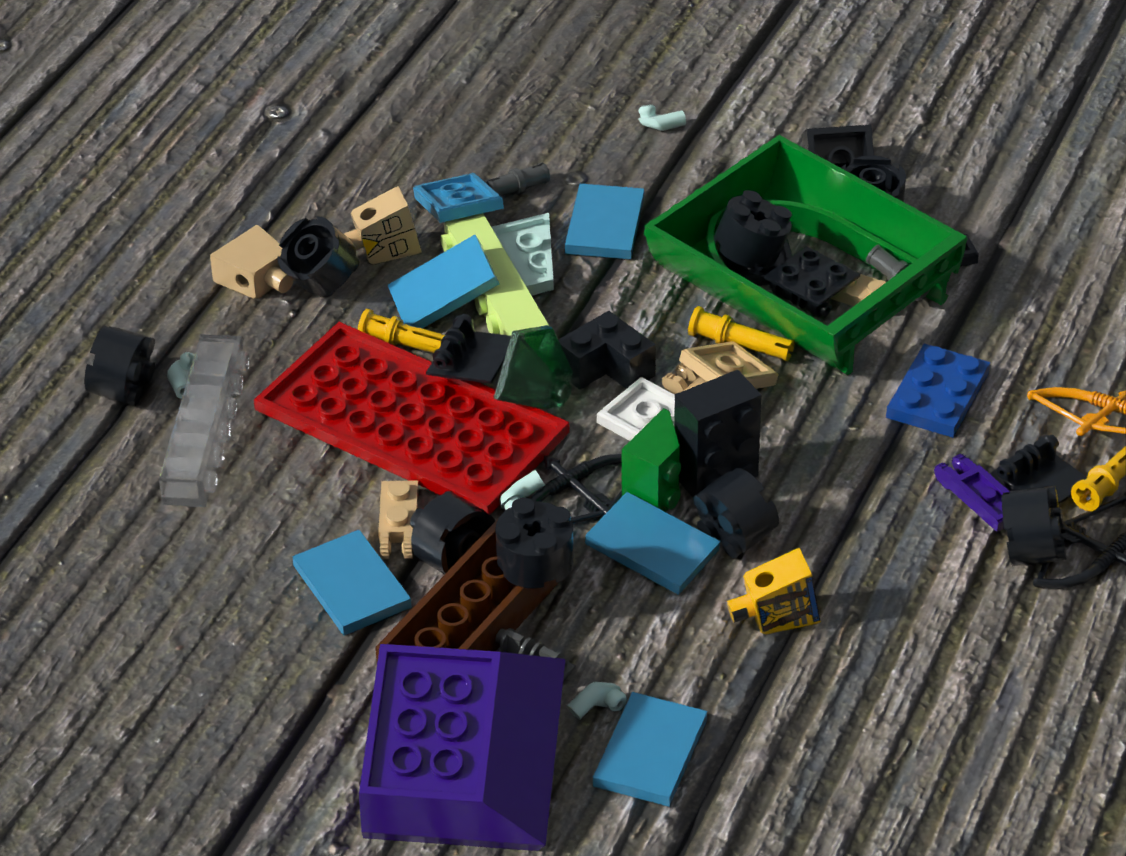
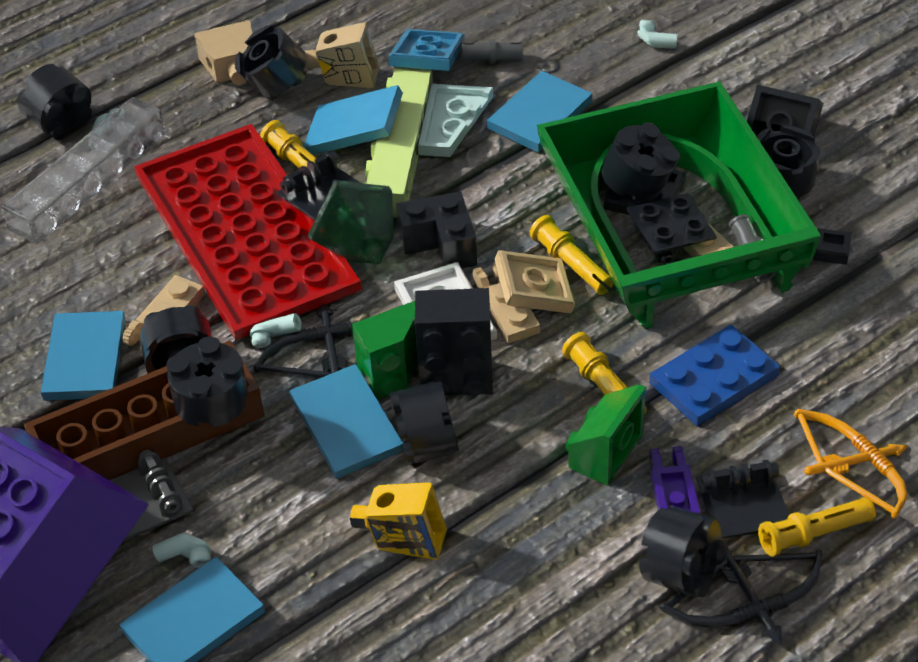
camera: 30 degrees right, 5 degrees up
(836, 419) = (591, 363): none -> yellow pin
(894, 464) = (608, 434): none -> green slope

